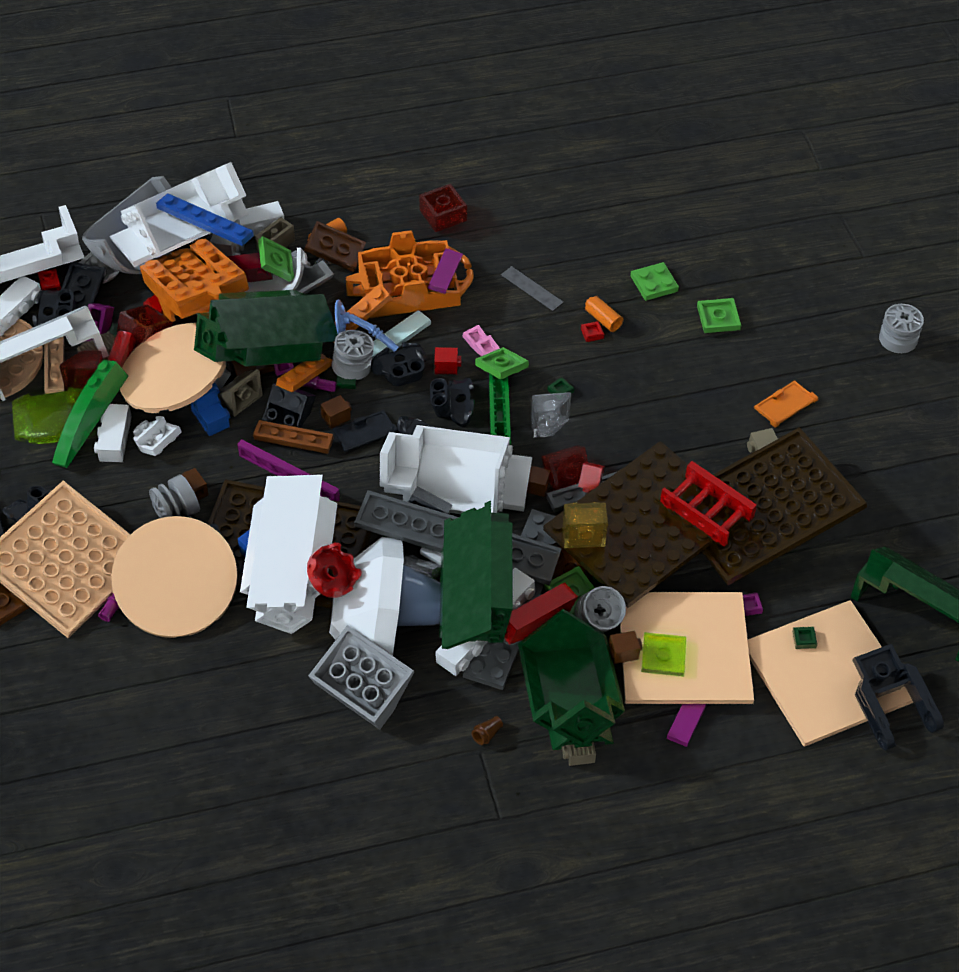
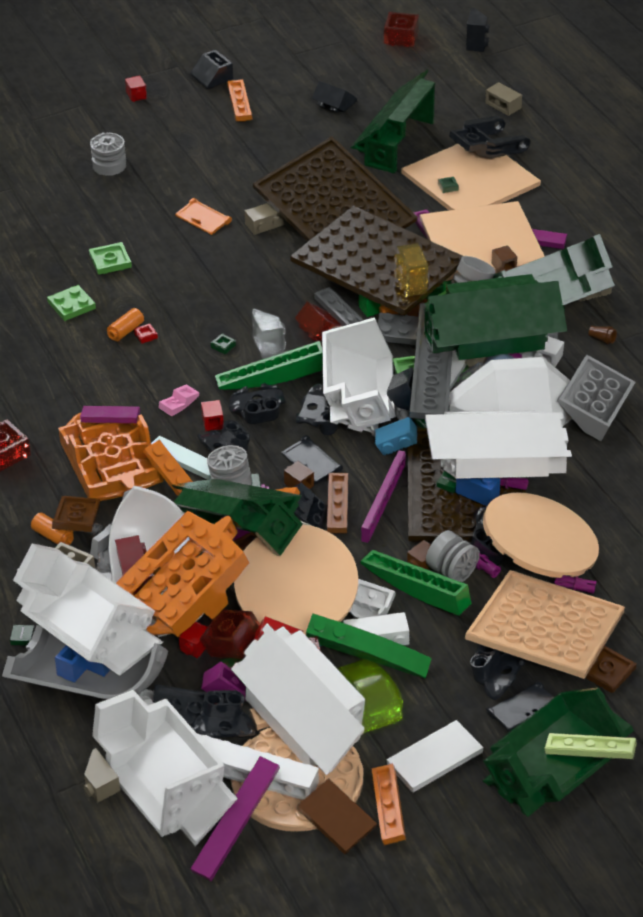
camera: 100 degrees left, 10 degrees down
(32, 230) = (100, 778): none -> dark tan slope
(137, 482) = (420, 582): none -> green slope
(205, 219) = (93, 583): blue plate -> none
(276, 259) = (136, 528): bright green plate -> none
(342, 566) = (526, 404): red plate -> none
(343, 318) = (196, 465): medium blue dish -> none
(358, 490) = (396, 436): none -> dark azure brick
(501, 363) = (209, 375): bright green plate -> none
(532, 288) = (94, 381): flat silver sticker -> none
(590, 476) = (336, 296): brick -> none
(663, 654) = (494, 240): clear neon green tile -> none
(718, 489) = (349, 205): red fence -> none

